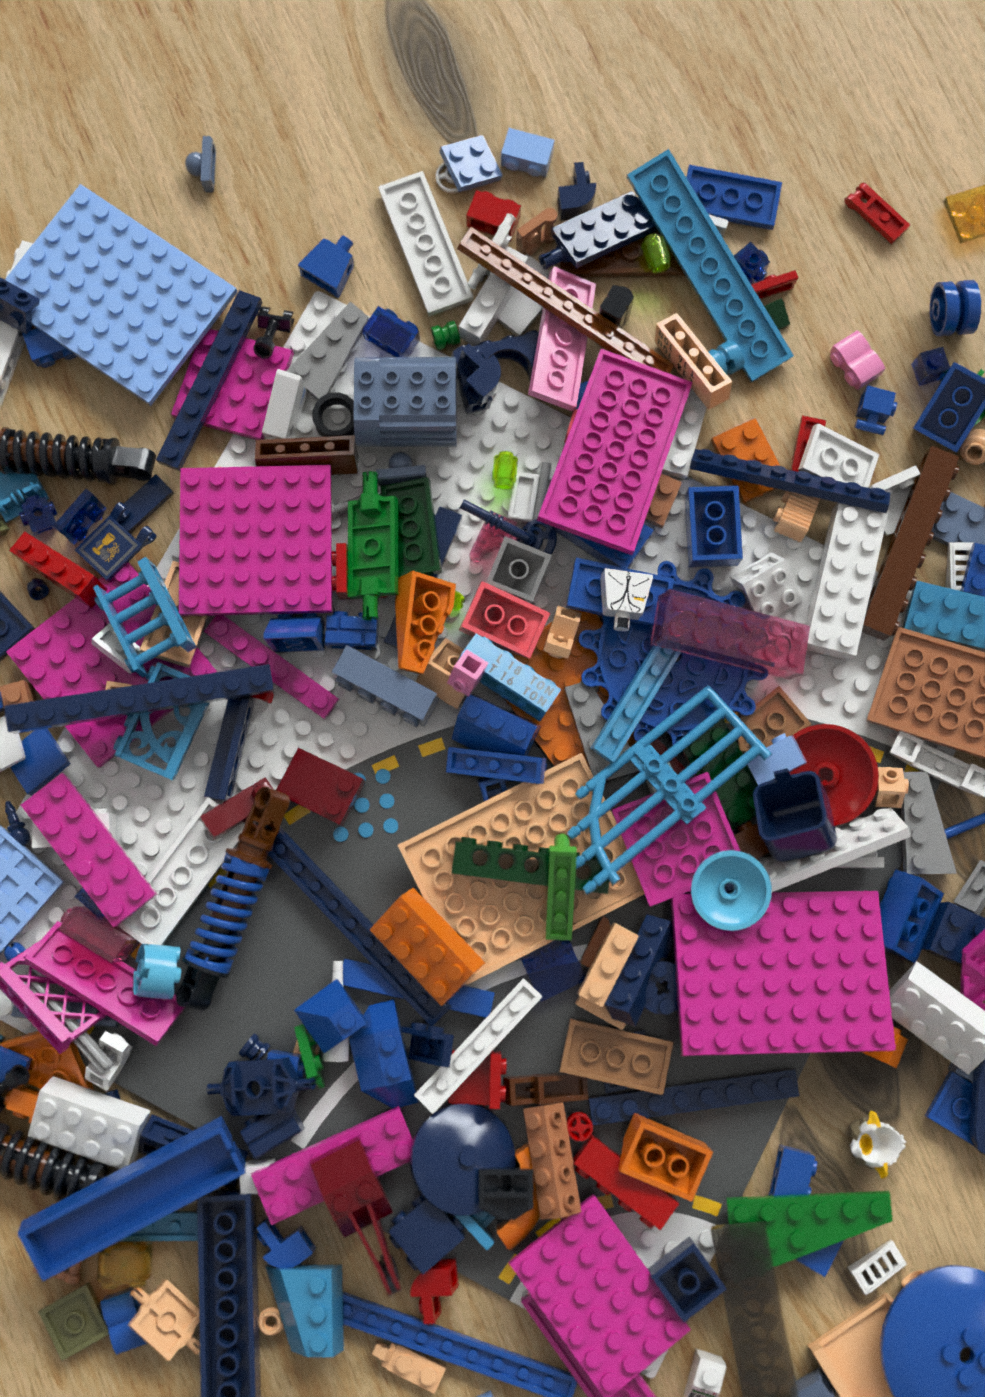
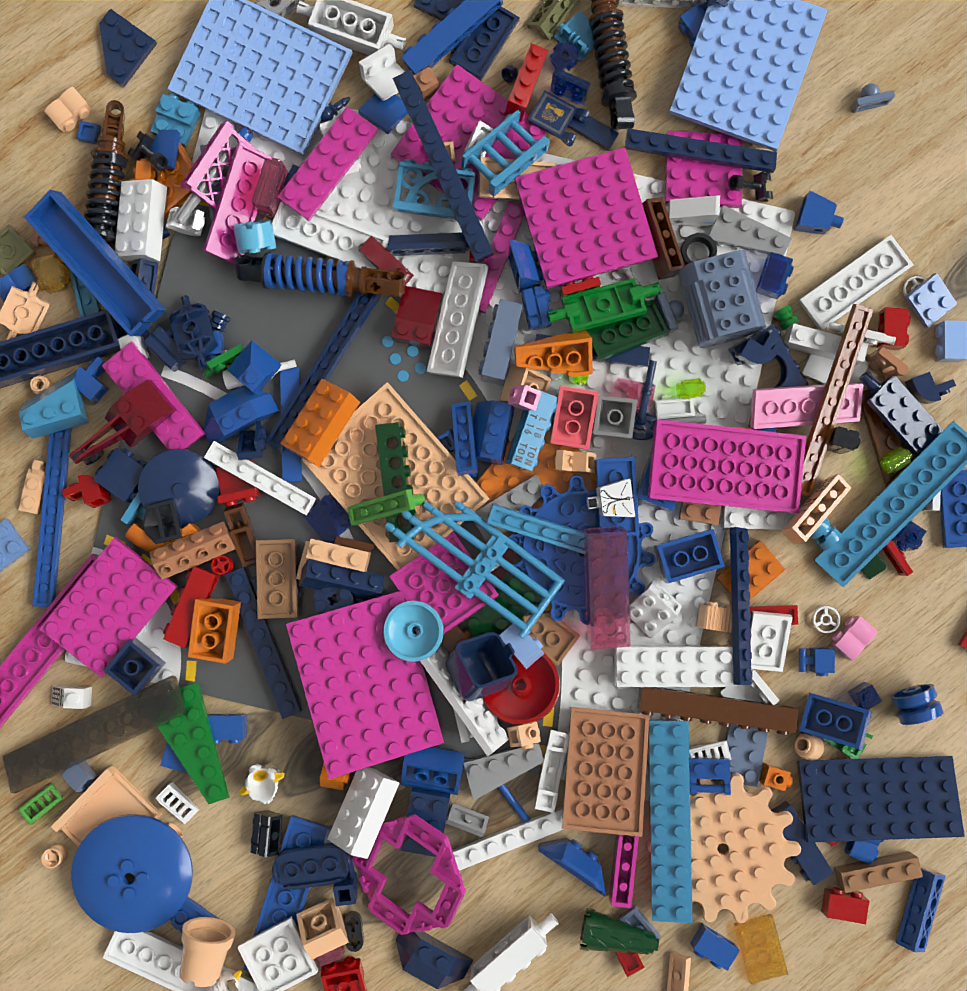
camera: 75 degrees right, 5 degrees up
(339, 735) = (457, 319): none -> white plate
(826, 382) = (825, 613): none -> white piece
(943, 1155) = (266, 833): none -> black brick

